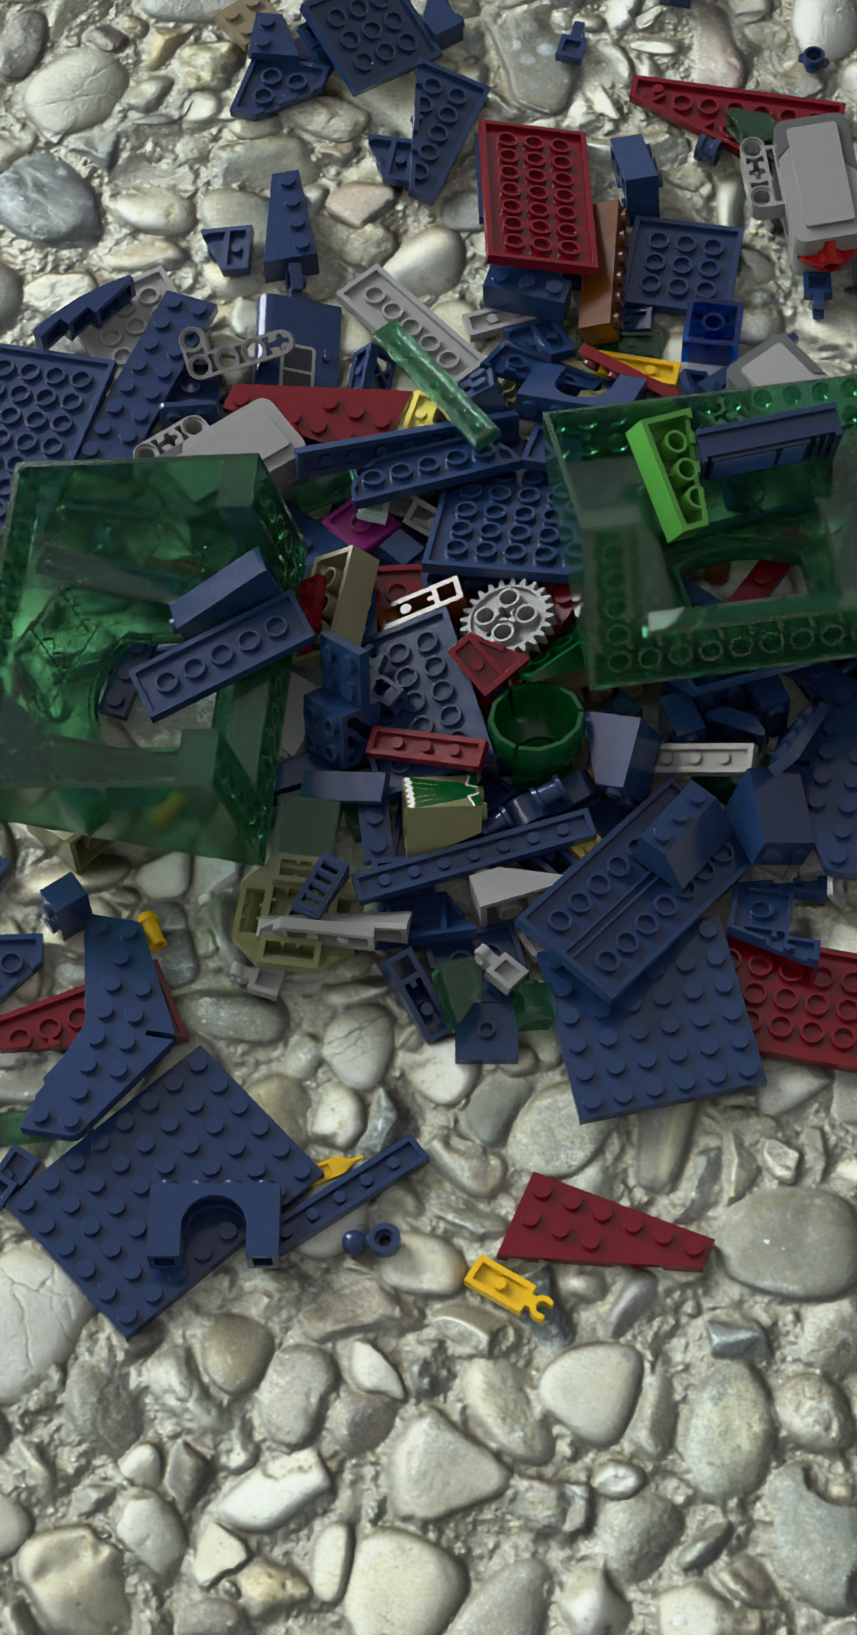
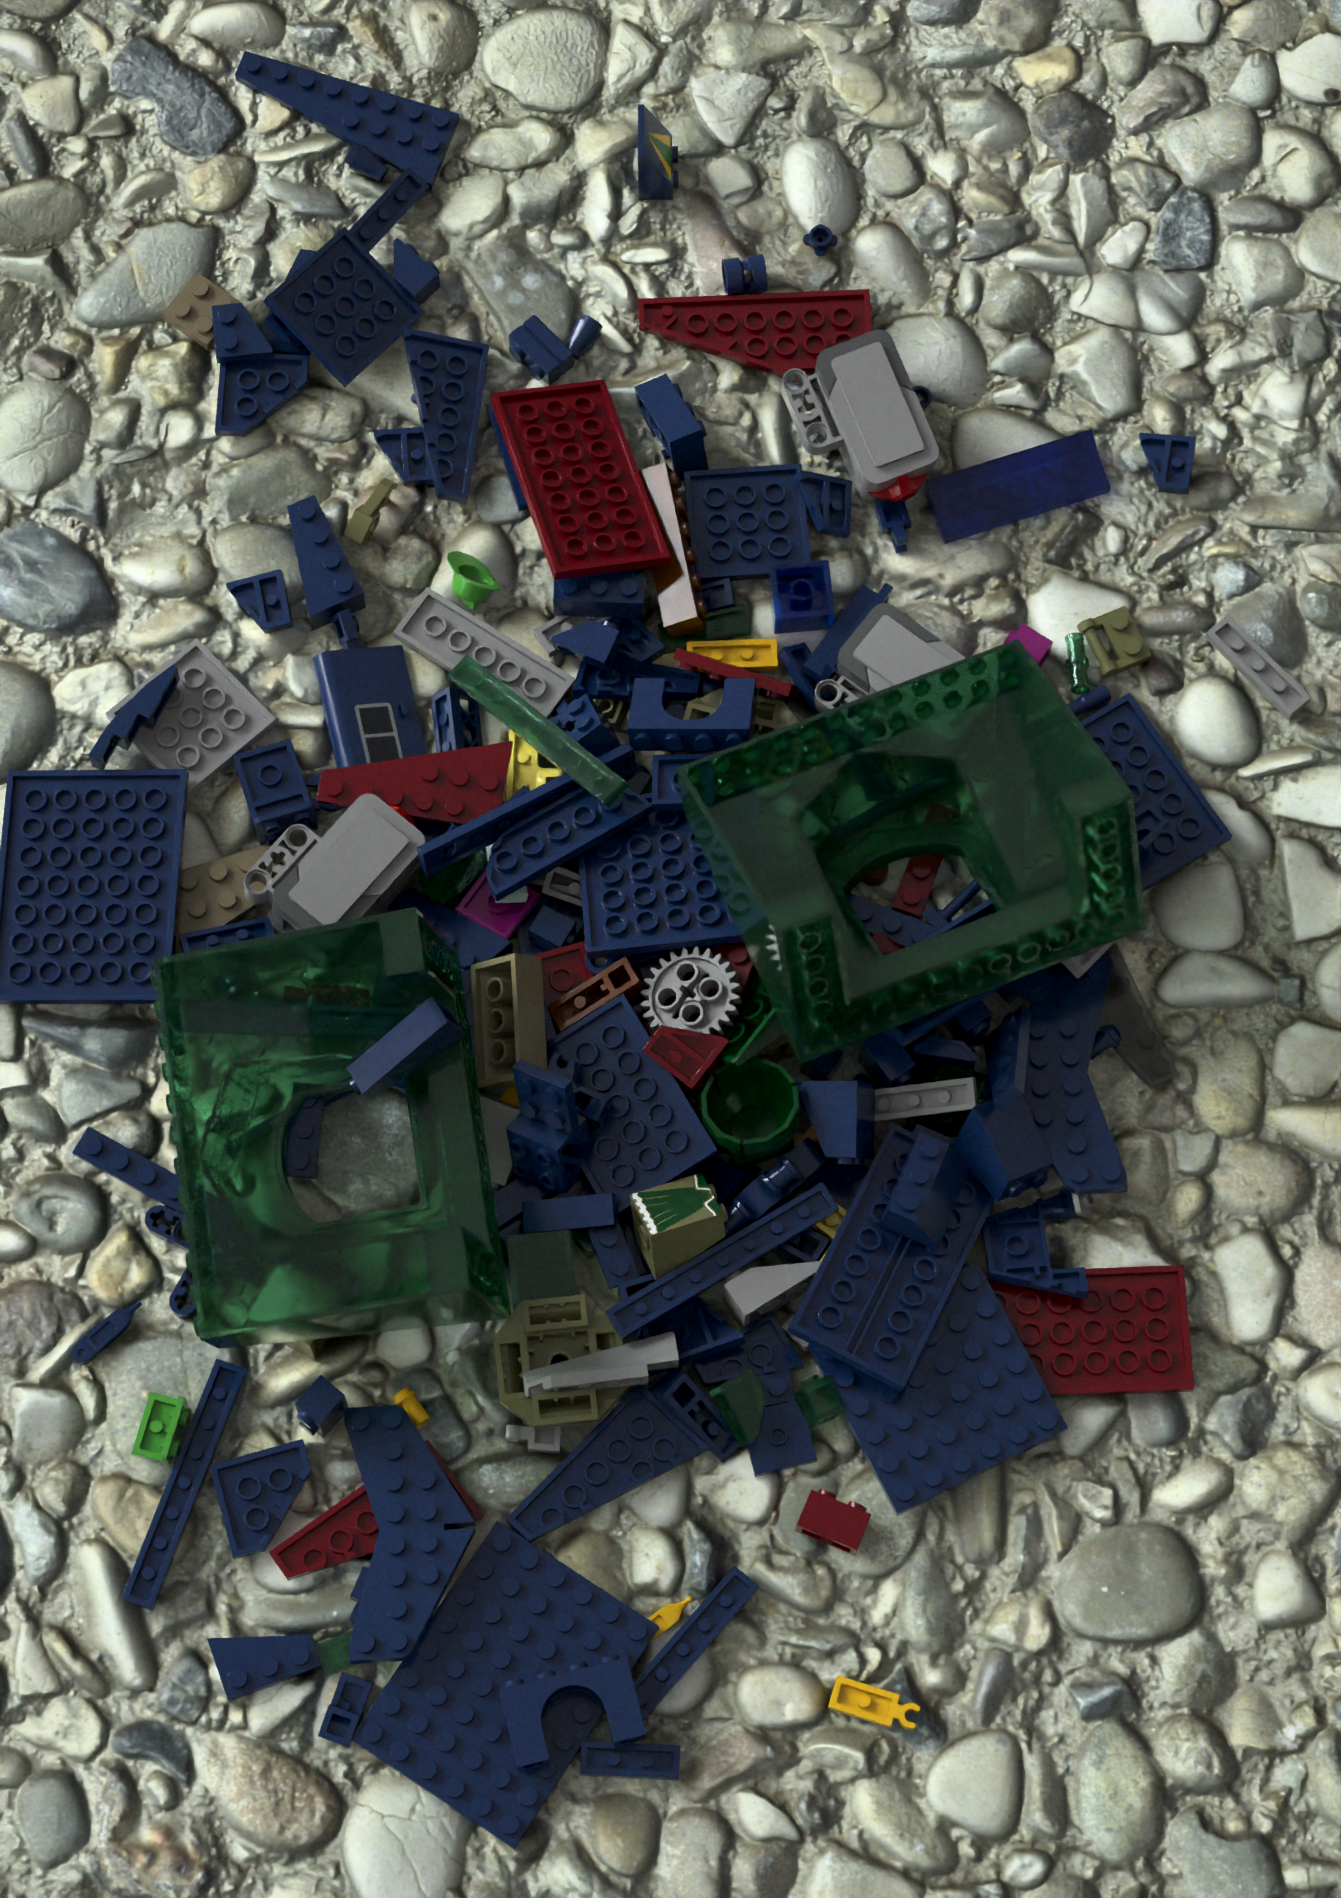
camera: 20 degrees left, 10 degrees up
(147, 378) = (224, 787): dark blue plate -> none
(222, 656) = (417, 1112): dark blue plate -> none
(240, 350) = (316, 730): light grey beam -> none
(260, 1285) = (630, 1760): none -> dark blue plate
(311, 600) = (483, 1033): dark red hinge -> none
(326, 868) = (584, 1306): dark blue slope -> none
(333, 1013) = (622, 1453): none -> dark blue wing
(340, 200) = (367, 515): none -> olive piece
(355, 1242) = (710, 1691): dark blue plate -> none
(418, 265) = (471, 579): none -> bright green piece
(427, 748) = (647, 1158): dark red plate -> none
(501, 971) = (781, 1373): light grey plate -> none
(508, 329) = (591, 643): none -> dark blue slope
(516, 1115) = (833, 1521): none -> dark red brick
(536, 99) = (540, 350): none -> dark blue brick
(573, 46) = (562, 276): dark blue plate -> none
(578, 95) = (584, 335): none -> dark blue cone
(588, 1230) = (927, 1621): dark red wing -> none
(670, 472) = (824, 808): bright green wedge -> none
(708, 150) = (739, 375): dark blue wheel -> none
(726, 69) = (734, 276): none -> dark blue wheel
(748, 124) = (785, 347): clear green slope -> none
(759, 262) = (827, 502): none -> dark blue wing
(768, 441) = (909, 750): dark blue piece -> none

